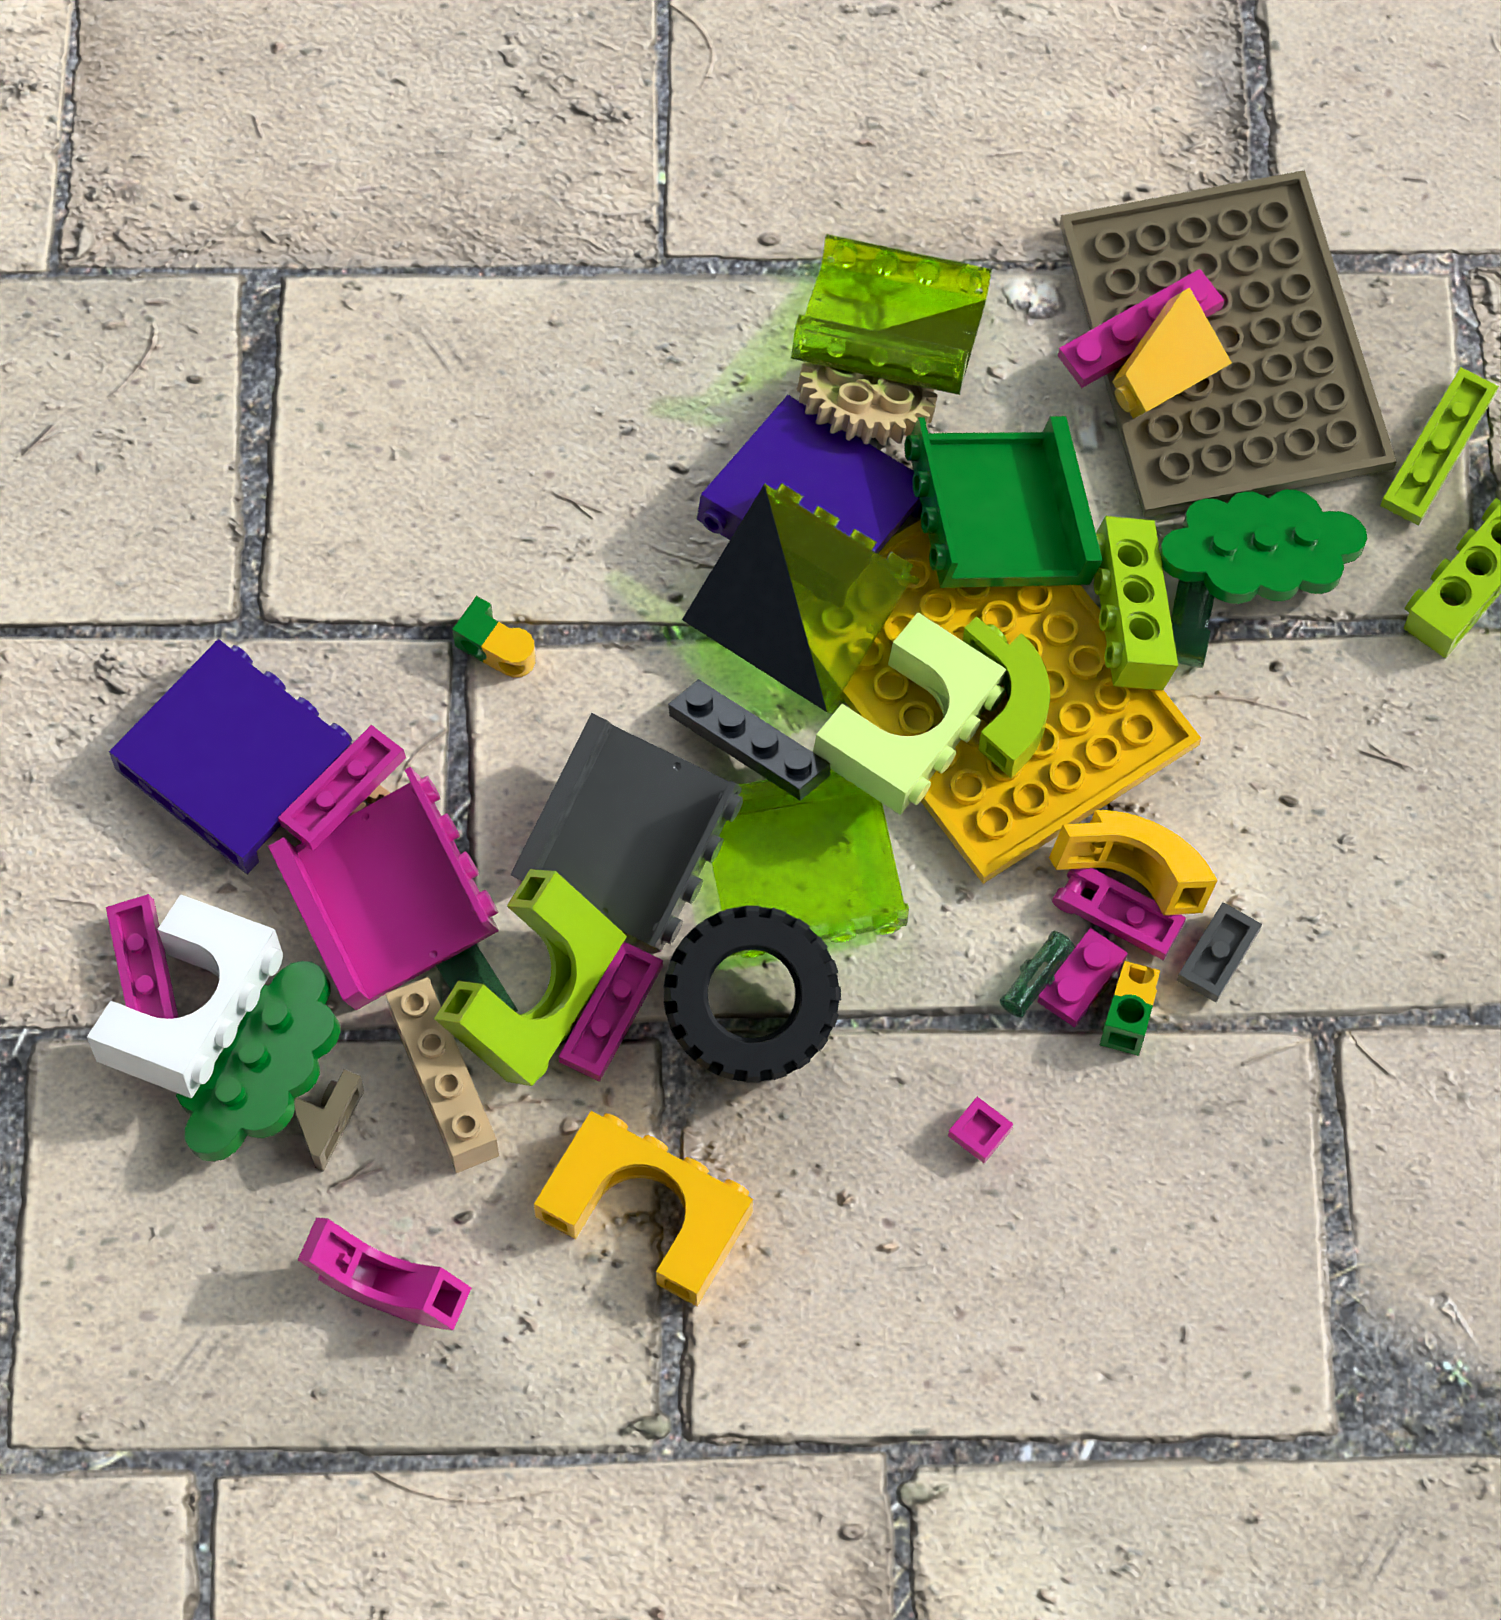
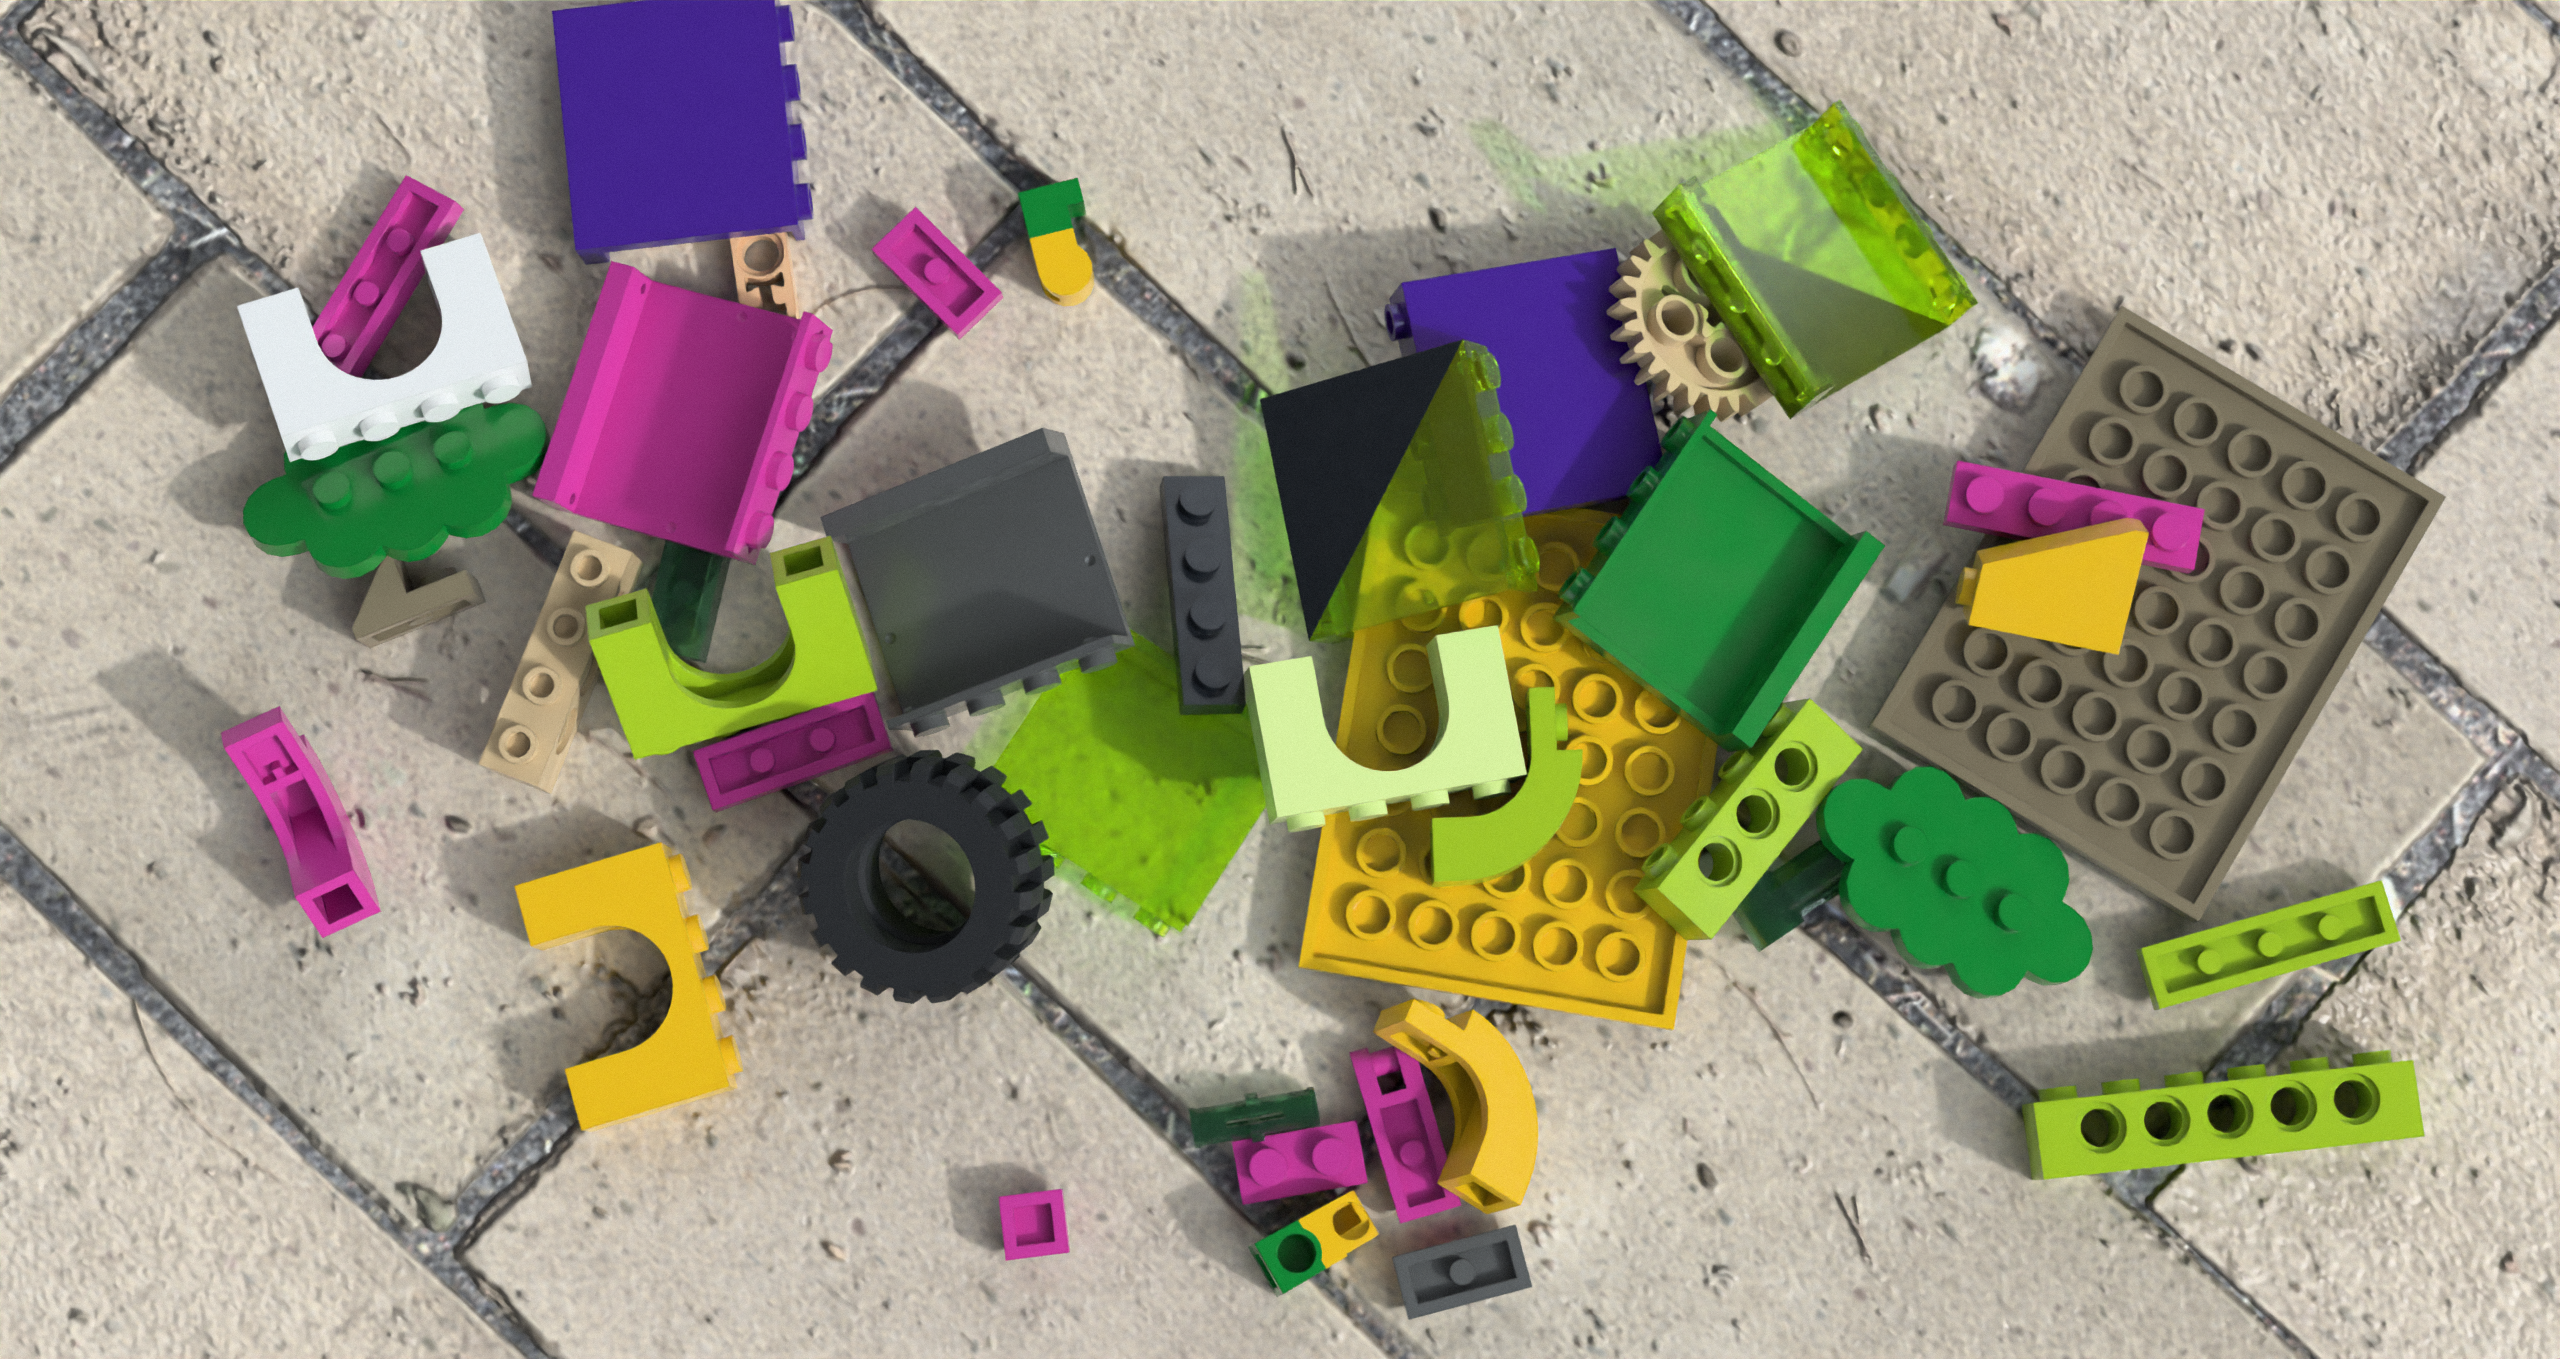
camera: 45 degrees right, 15 degrees up
(342, 787) = (744, 265): dark pink plate -> none
(446, 710) = (937, 273): none -> dark pink plate

